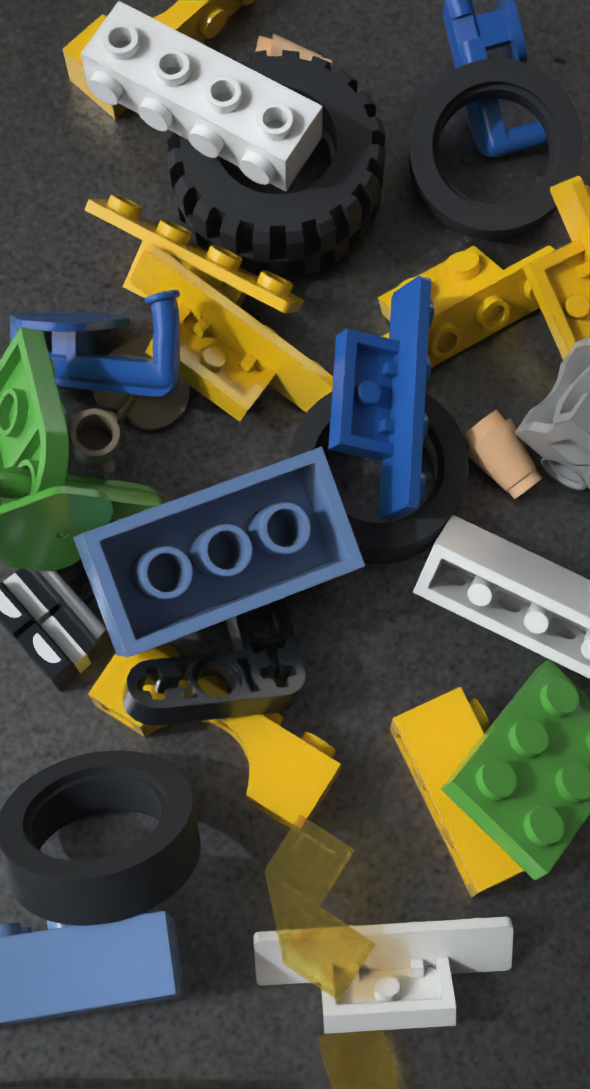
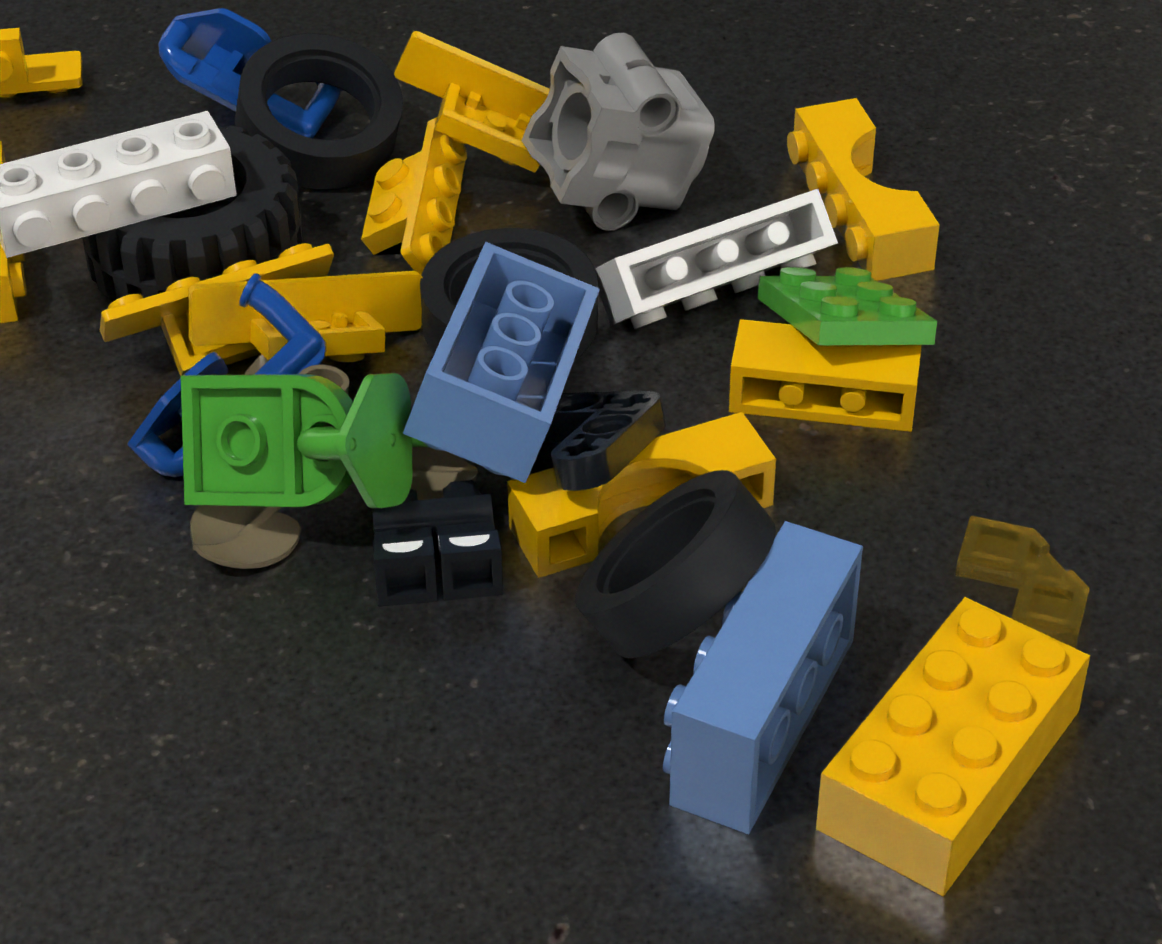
camera: 55 degrees left, 30 degrees down
(308, 936) = (880, 487): clear yellow tile -> none
(382, 397) = (451, 222): blue bracket -> none
(405, 974) = (929, 486): white bracket -> none
(501, 454) = (583, 231): light nougat cone -> none

